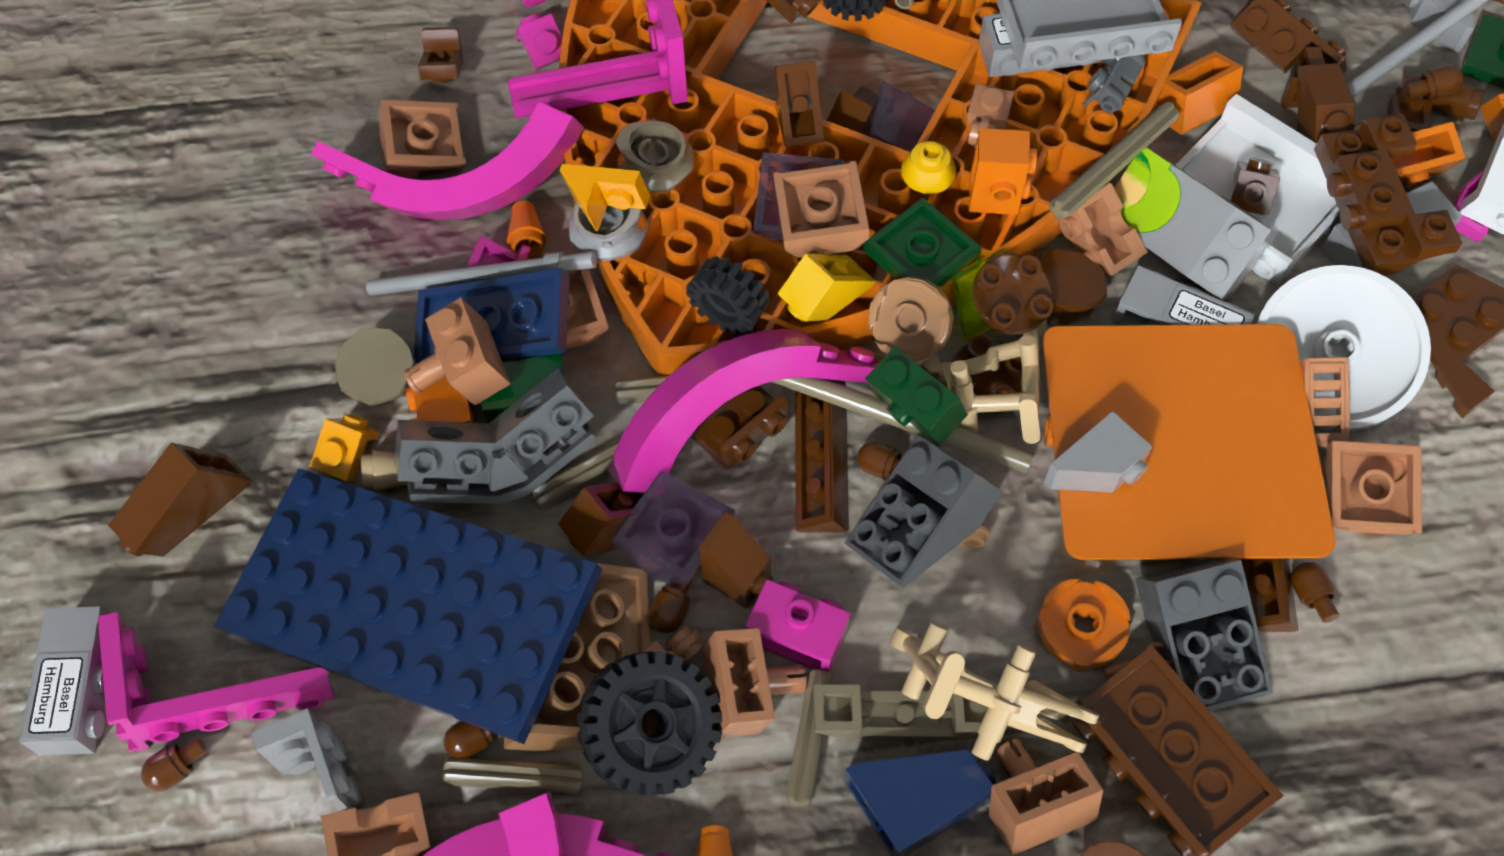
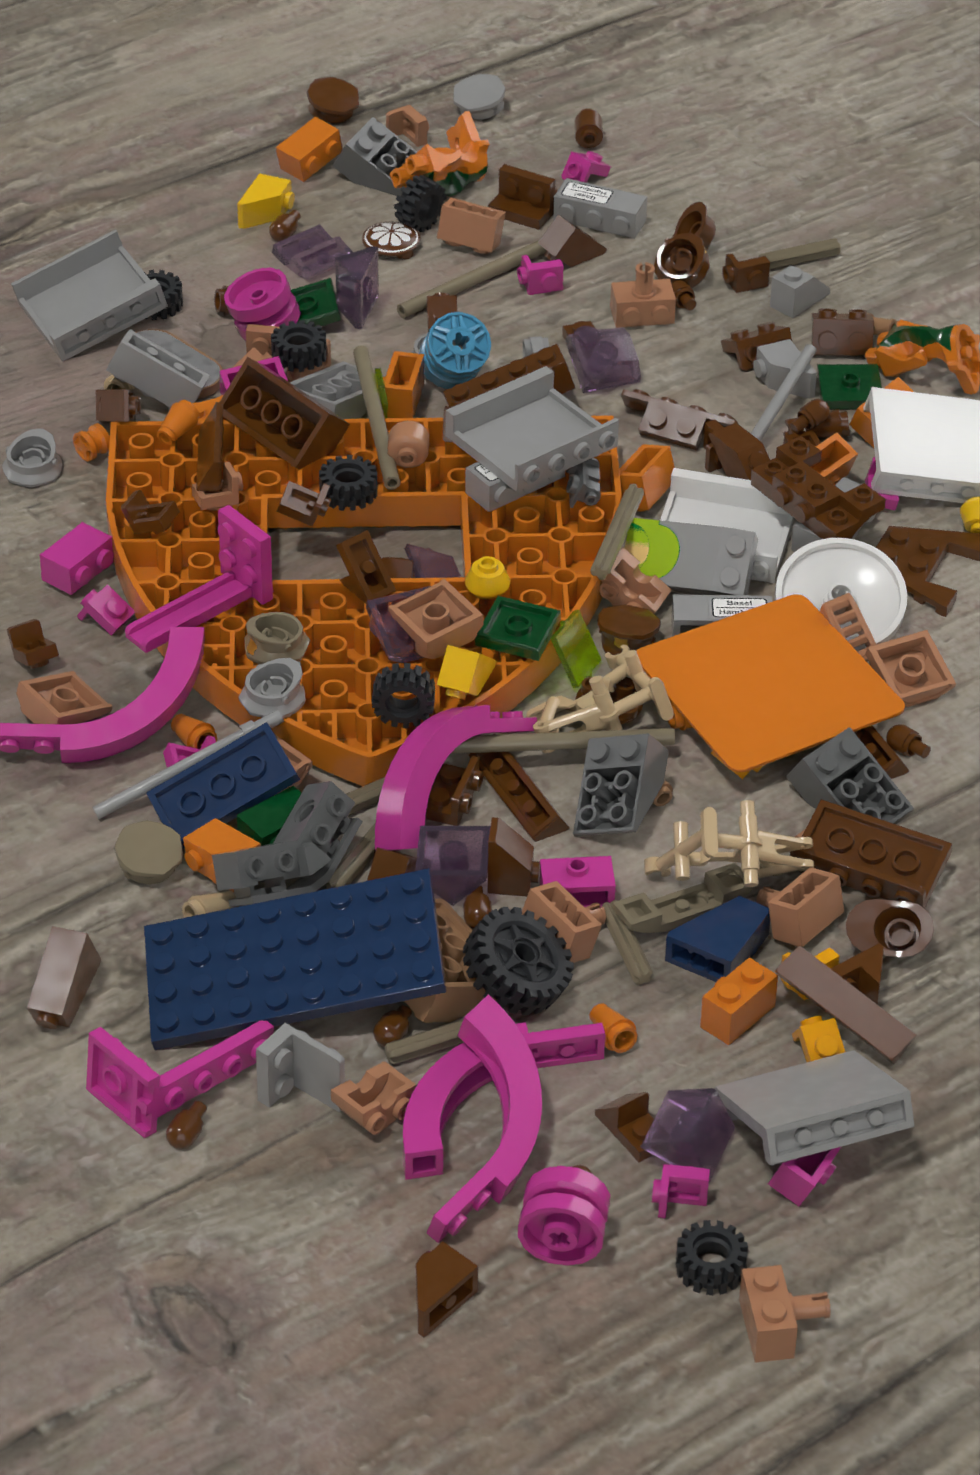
camera: 30 degrees left, 20 degrees down
(66, 685) = (71, 1108): light grey brick -> none
(341, 446) = (160, 903): light orange bracket -> none
(462, 354) = (227, 800): nougat brick -> none
(602, 187) = (262, 659): light orange slope -> none
(878, 459) = (564, 777): reddish brown cylinder -> none
(911, 317) = (538, 672): medium nougat tile -> none
(916, 397) = (575, 711): dark green brick -> none
(988, 109) = (506, 531): nougat plate -> none
(1001, 171) = (545, 558): orange brick -> none
(1013, 293) = (598, 636): reddish brown dish -> none
(1075, 647) = (776, 799): orange plate -> none
(1101, 459) = (724, 705): light grey slope -> none
(1255, 186) = (721, 516): reddish brown bracket -> none

